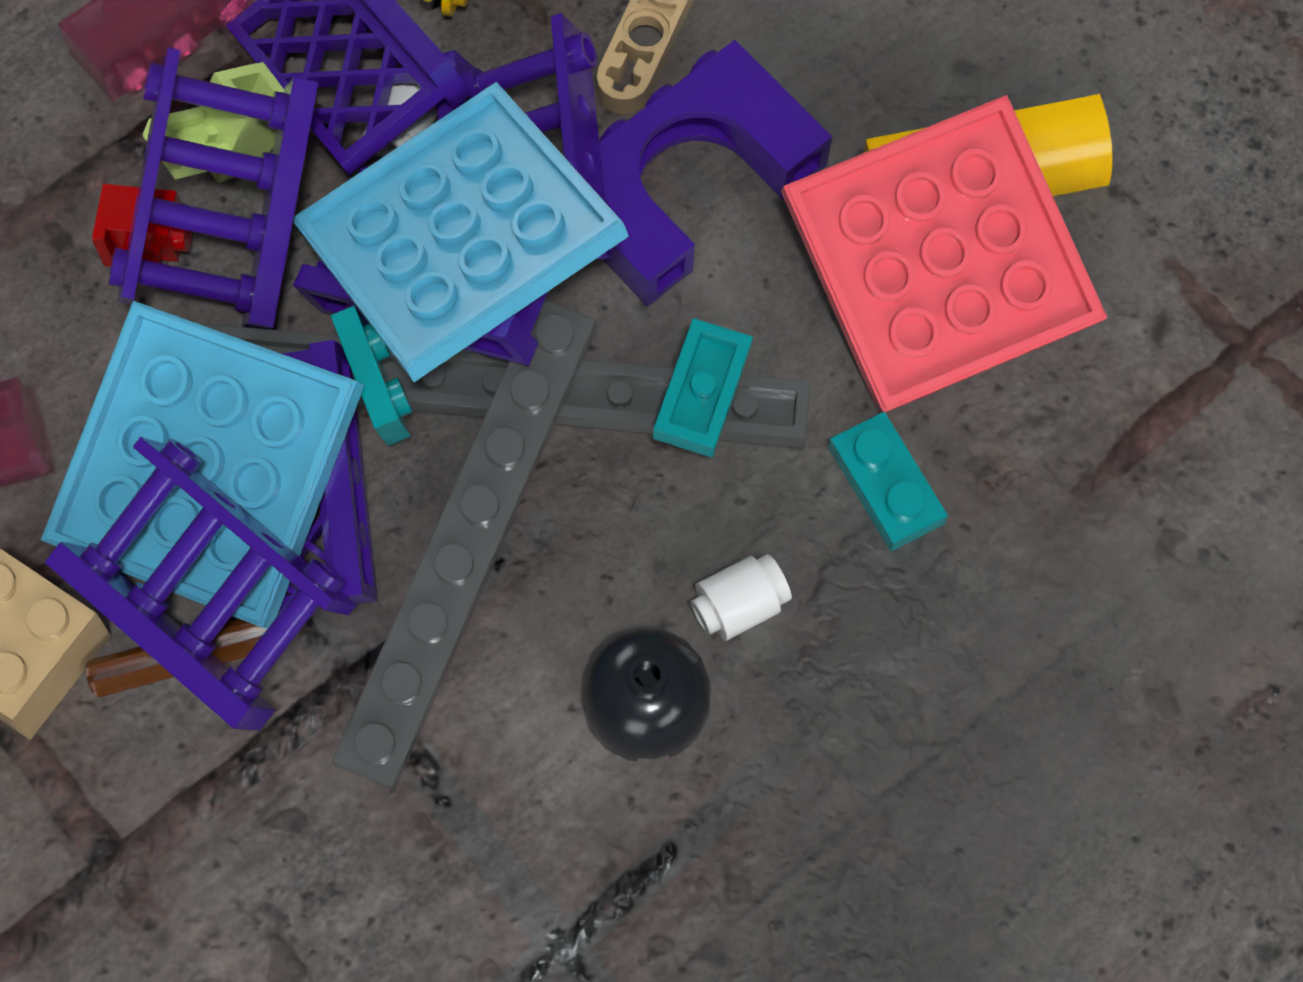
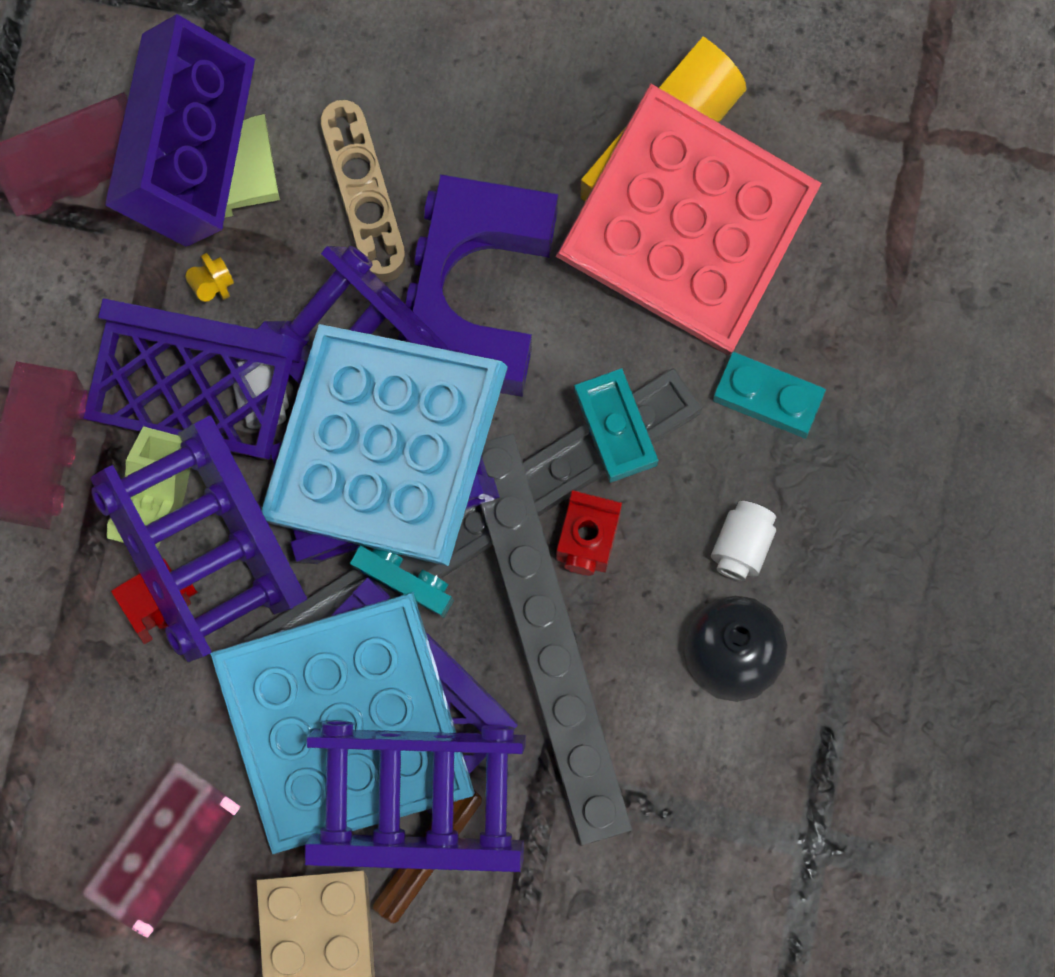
camera: 35 degrees left, 5 degrees up
(594, 496) = (595, 513): none -> red brick

